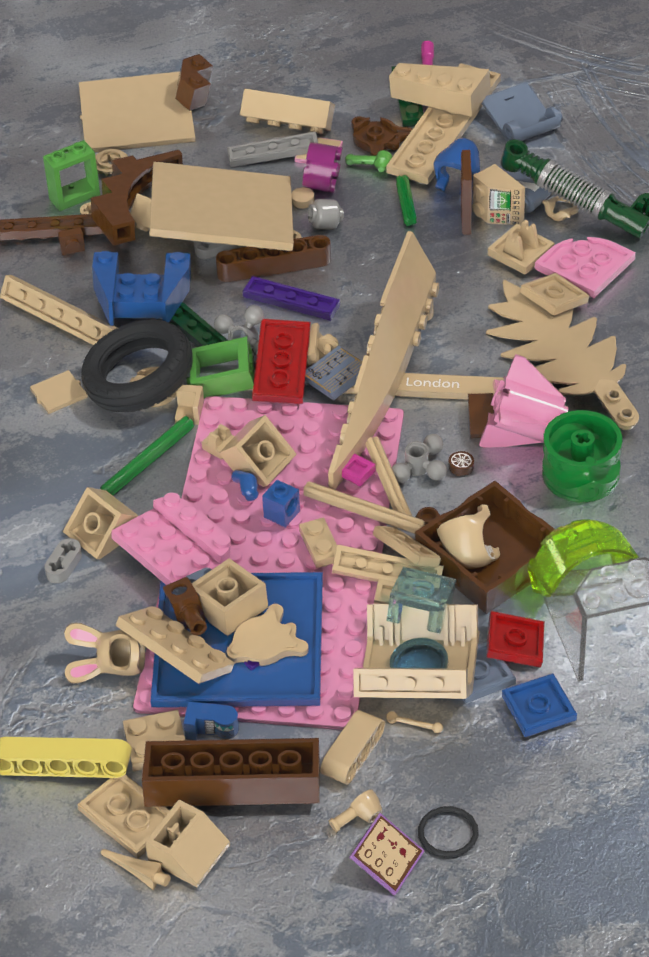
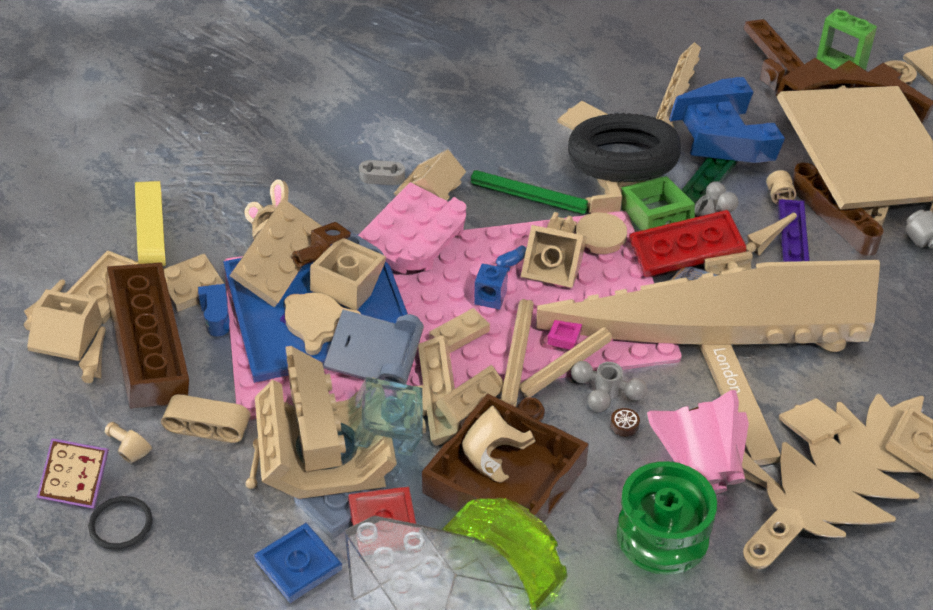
camera: 70 degrees right, 0 degrees up
(231, 283) = (781, 186): none -> tan wheel
(235, 412) = (603, 232): none -> tan tile
(241, 831) = (92, 360): none -> tan piece
(286, 310) = (761, 239): none -> tan piece
(327, 598) = (374, 347): none -> sand blue door
(391, 652) = (314, 411): none -> tan wedge
(501, 349) = (814, 421): none -> tan piece

